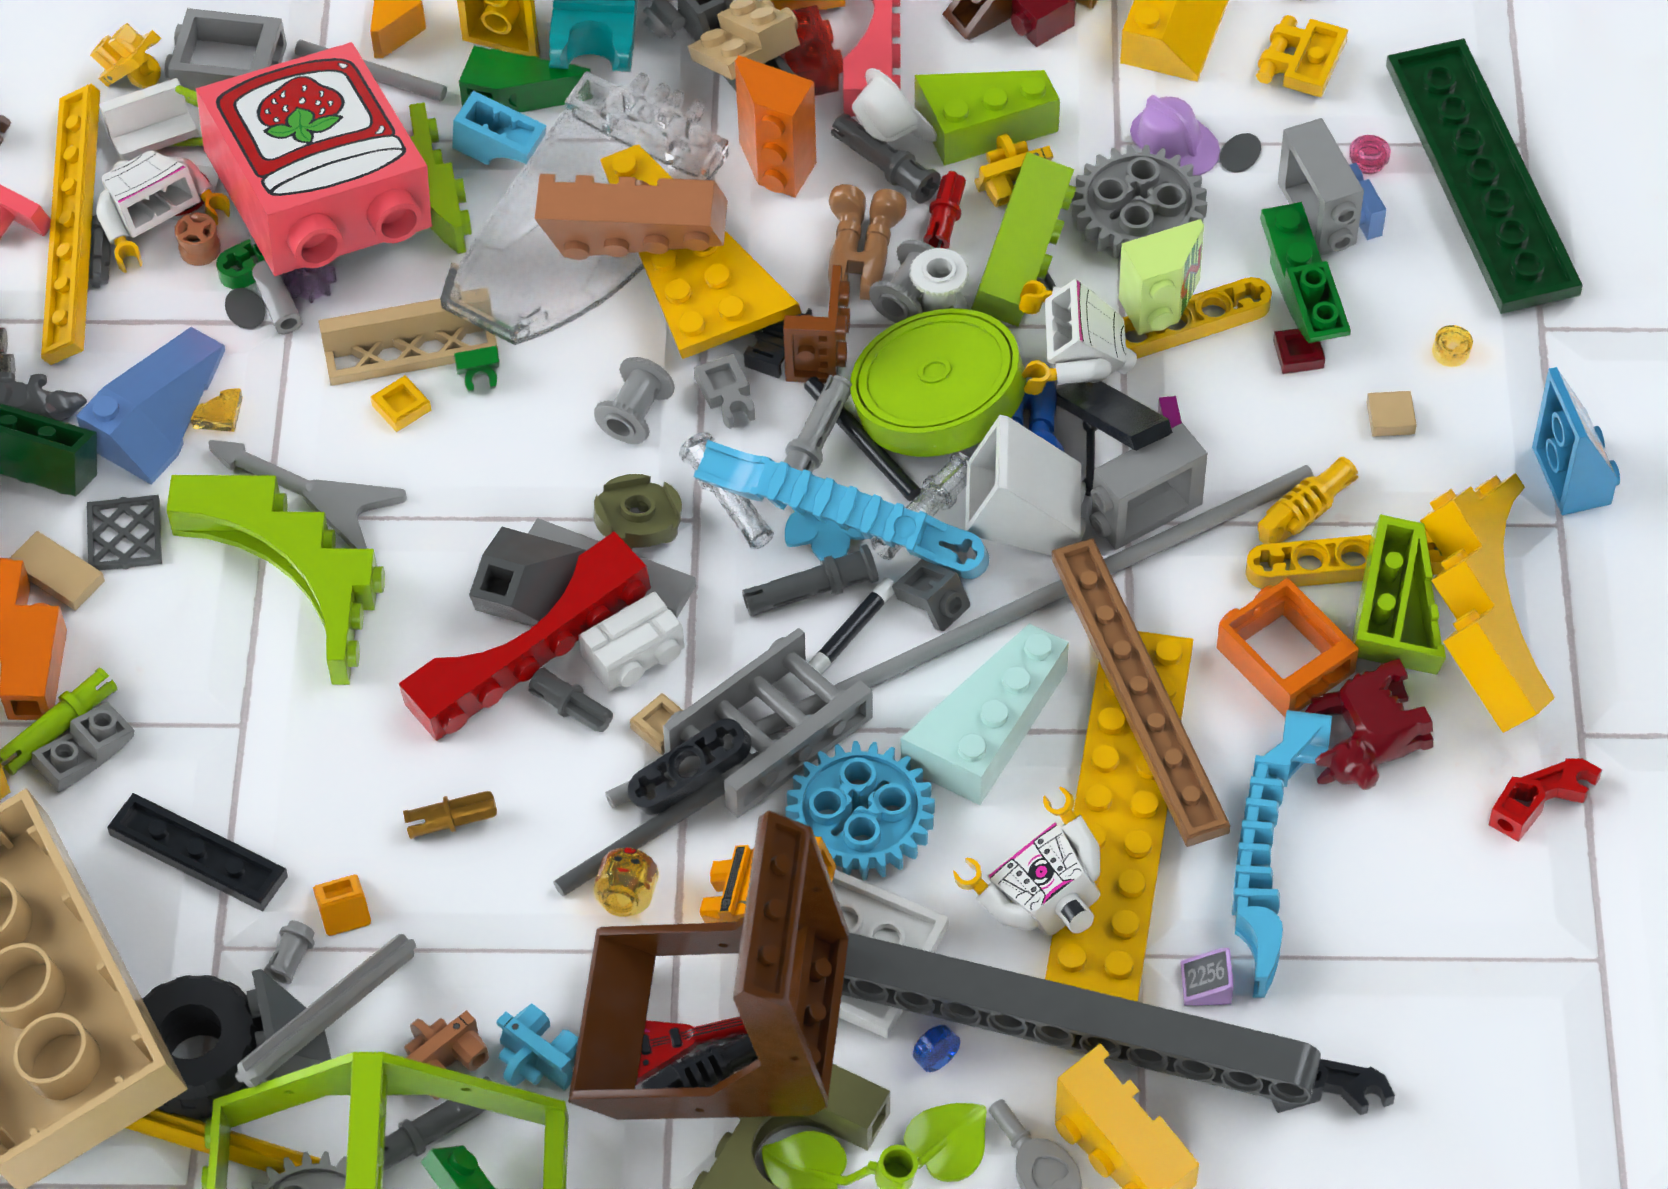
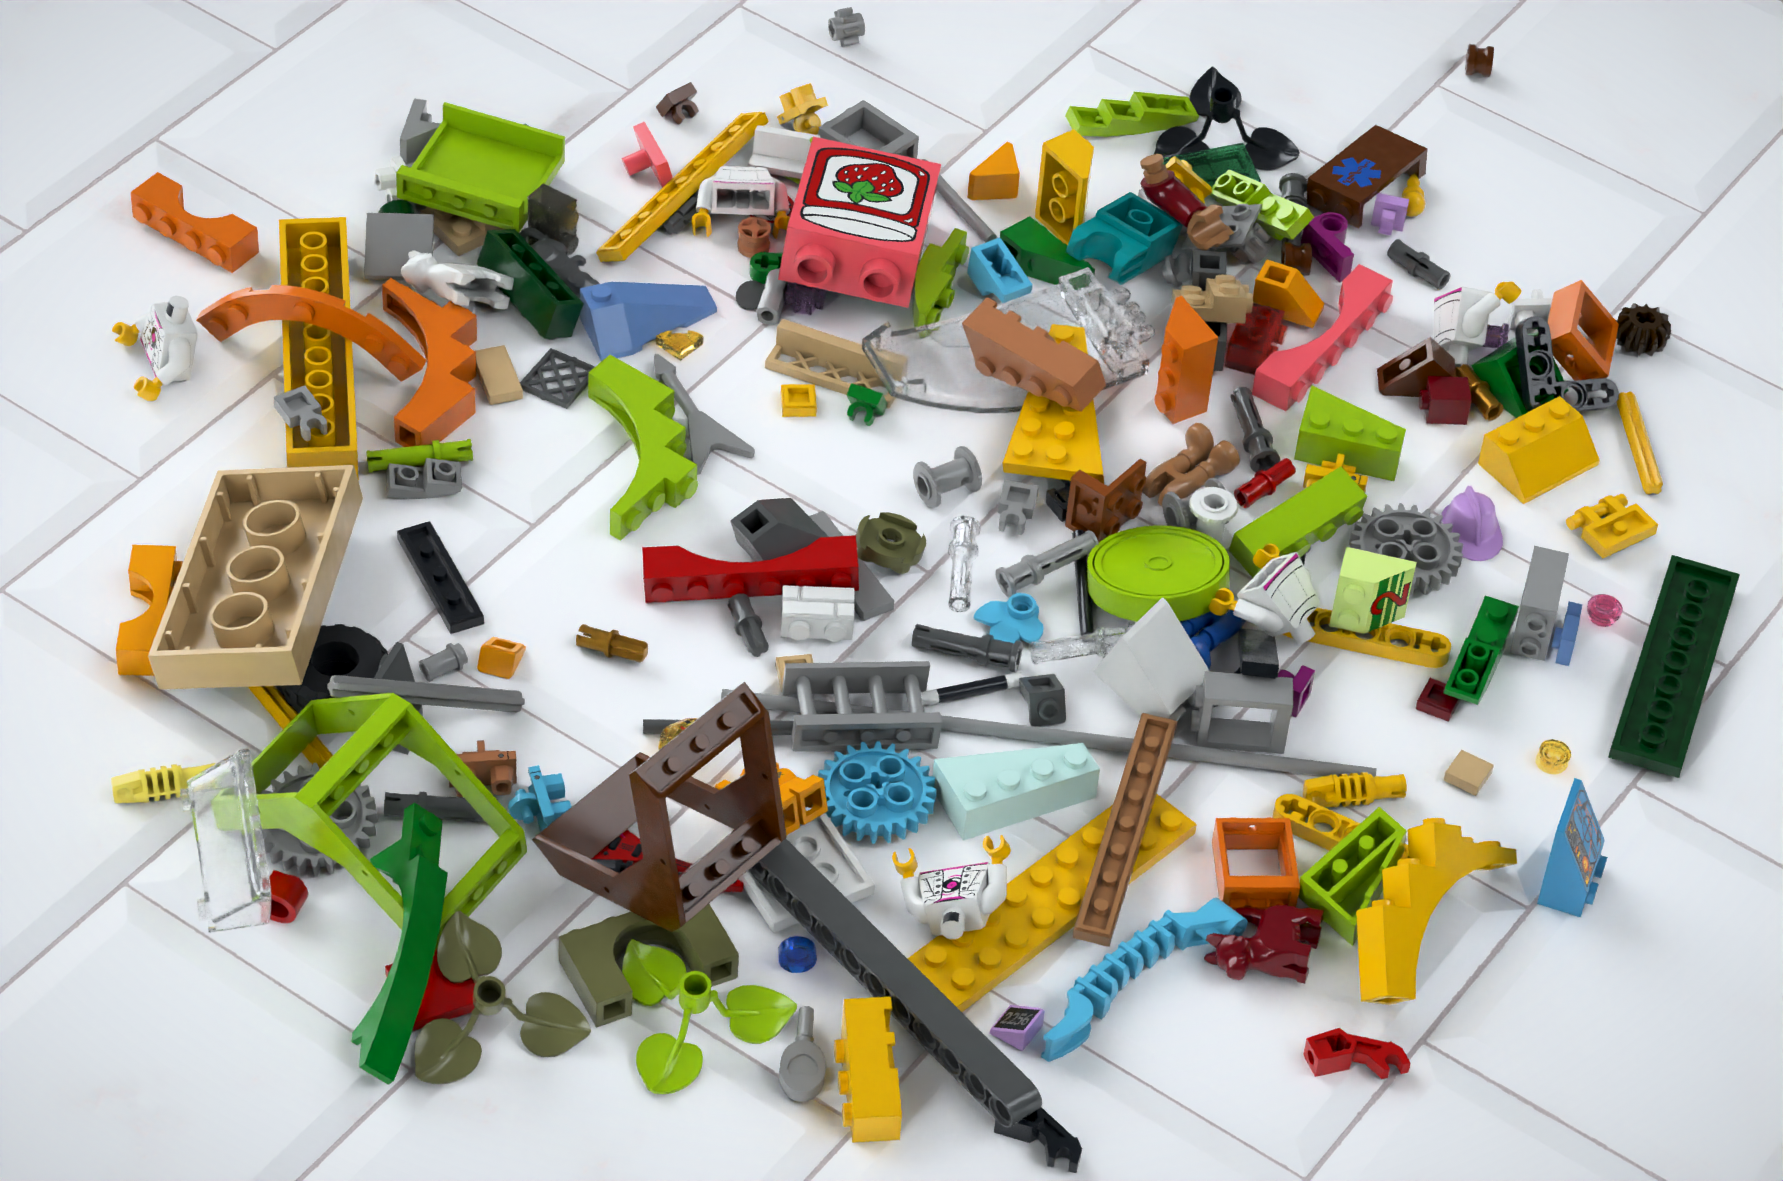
camera: 30 degrees right, 10 degrees down
(670, 762) = (807, 696): black beam -> none
(801, 490) = (1024, 610): medium azure piece -> none
(887, 112) = (1269, 398): white piece -> none
(1240, 152) = (1512, 561): dark grey sticker -> none

